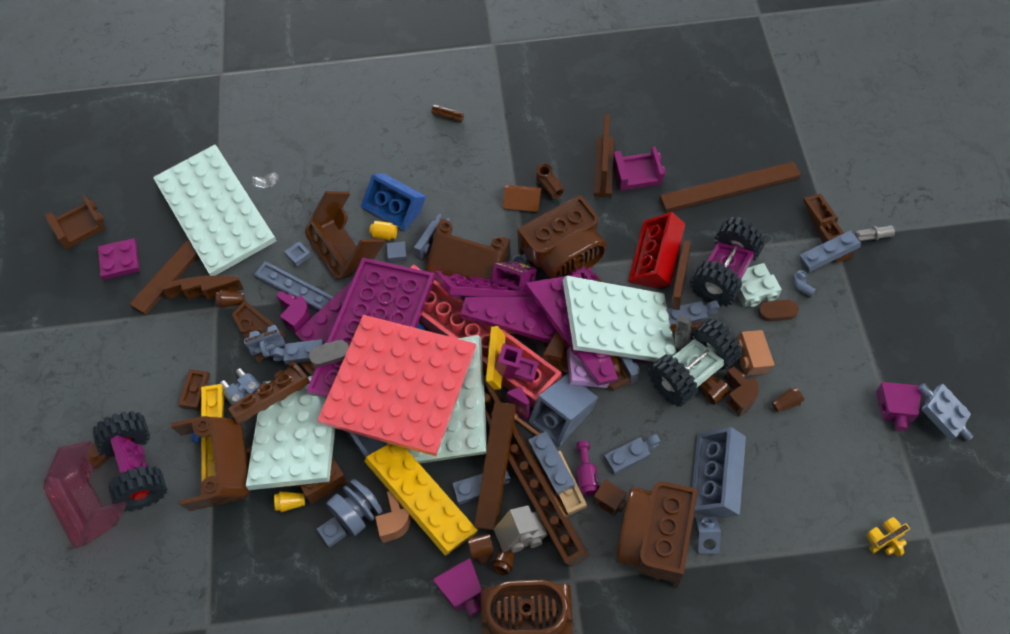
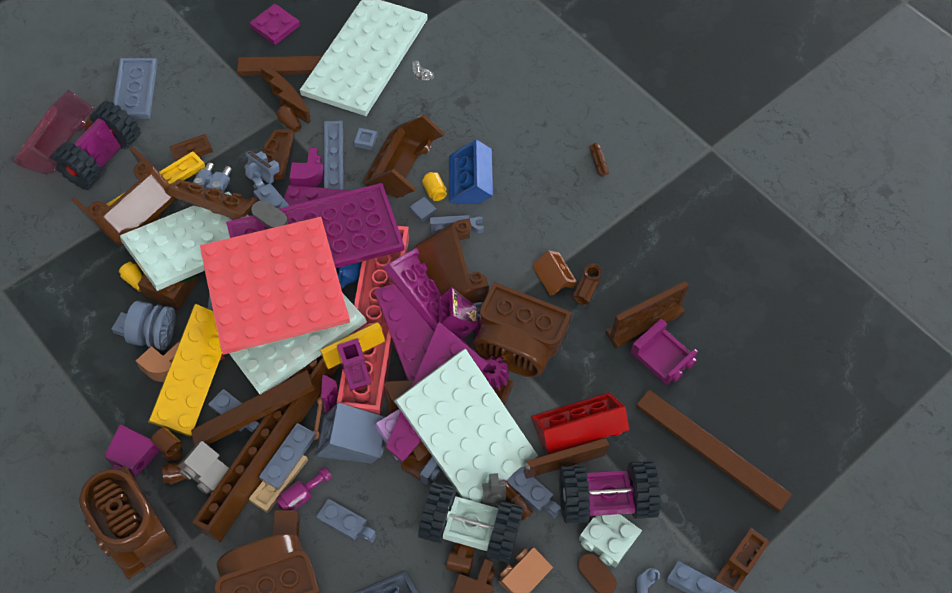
camera: 50 degrees right, 0 degrees up
(82, 401) = (136, 86): none -> sand blue tile

